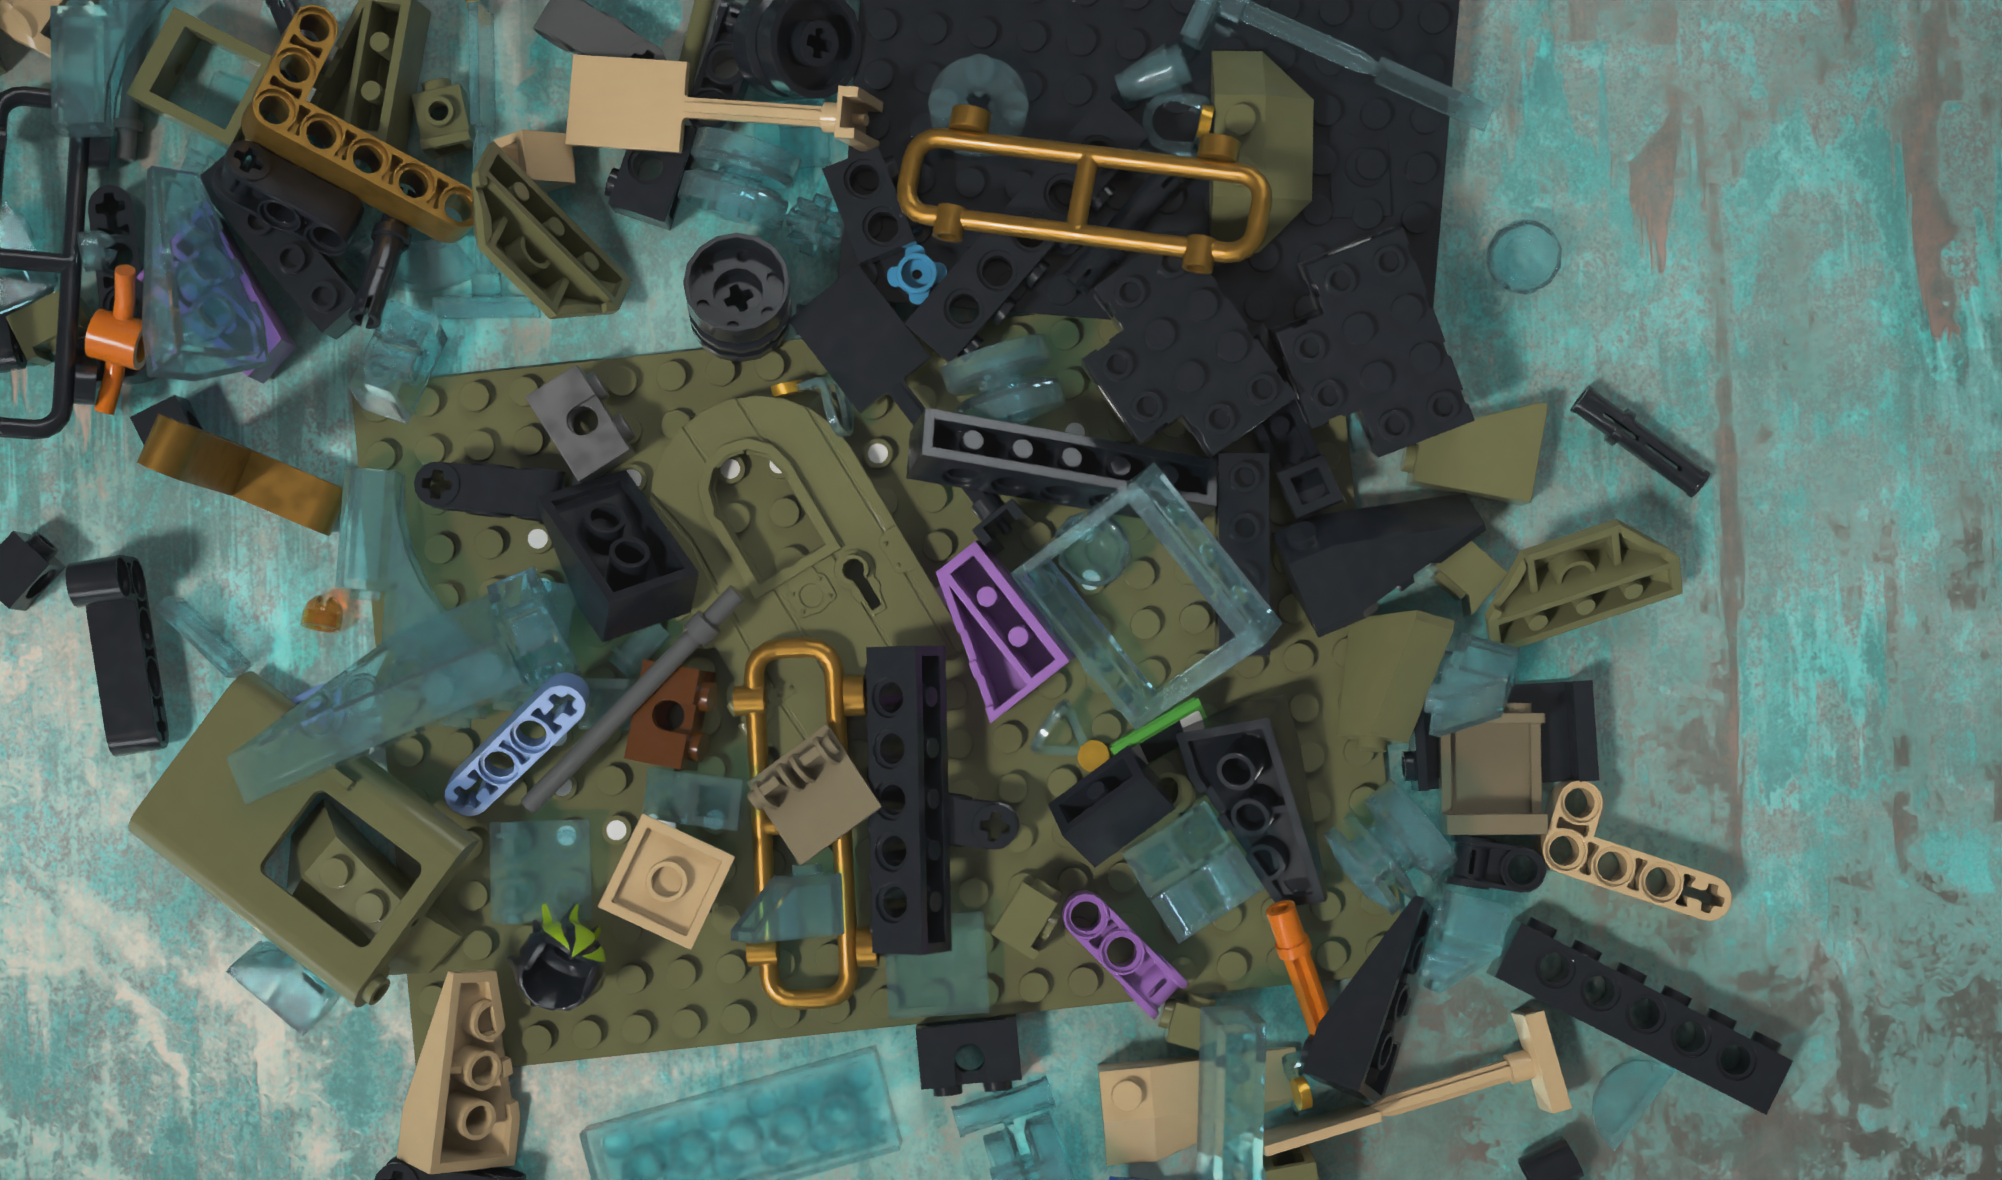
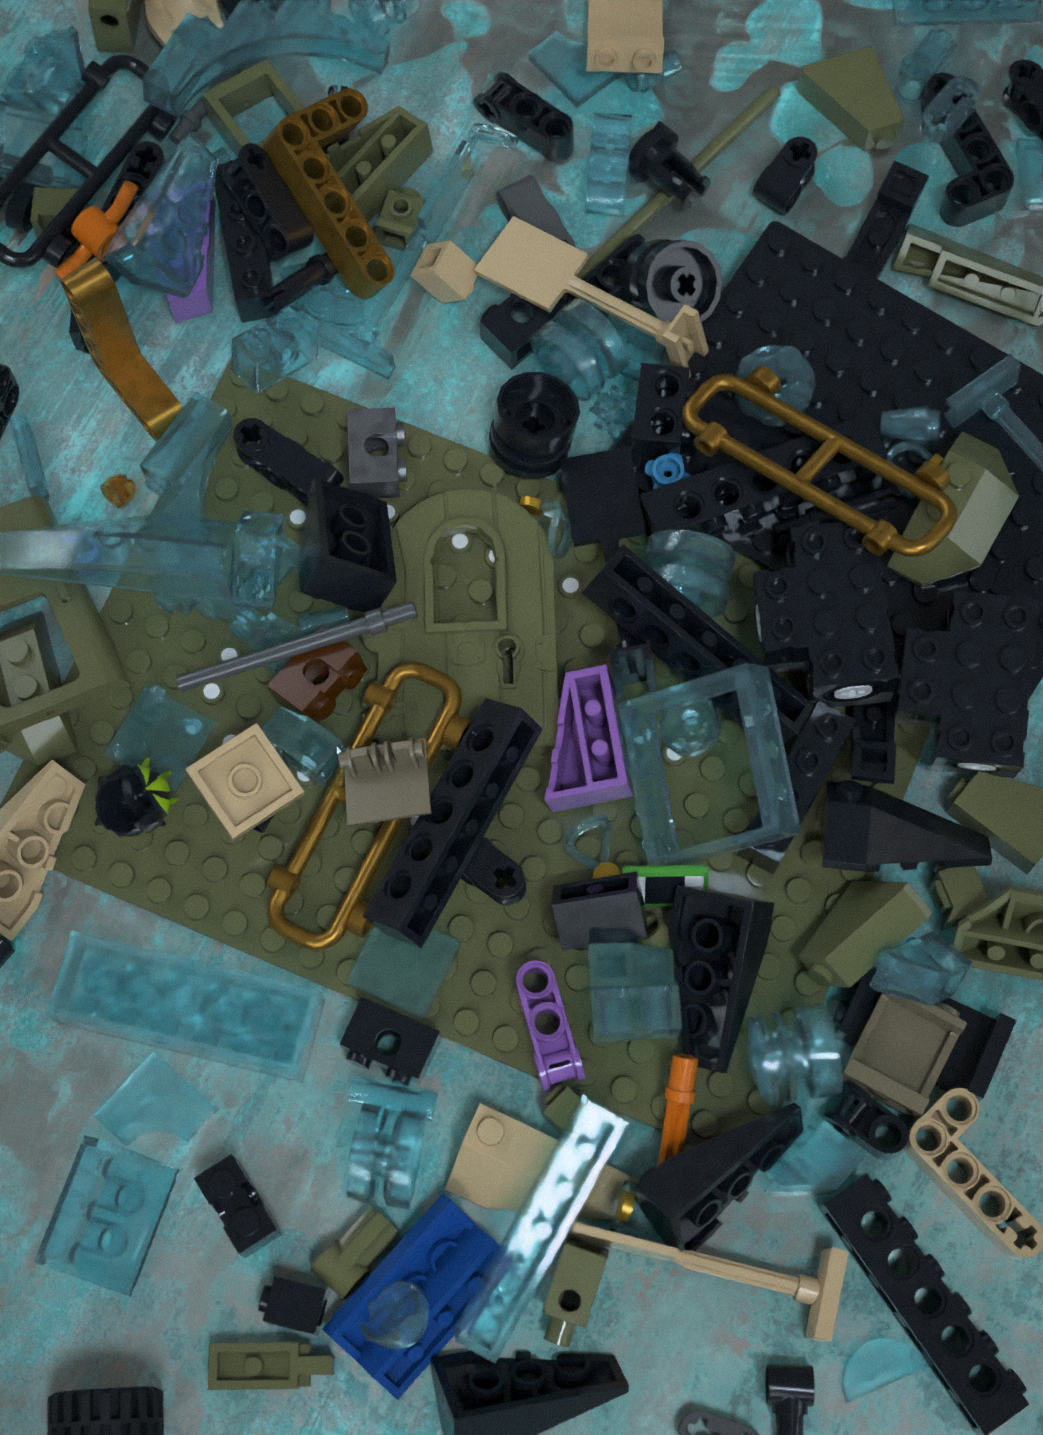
camera: 30 degrees right, 15 degrees down
(92, 250) = (117, 171): clear light blue hinge -> none
(519, 747) = (196, 632): medium blue beam -> none
(540, 243) = (418, 316): olive wedge -> none
(794, 907) = (326, 857): clear light blue slope -> none
(1028, 917) = (491, 961): olive brick -> none

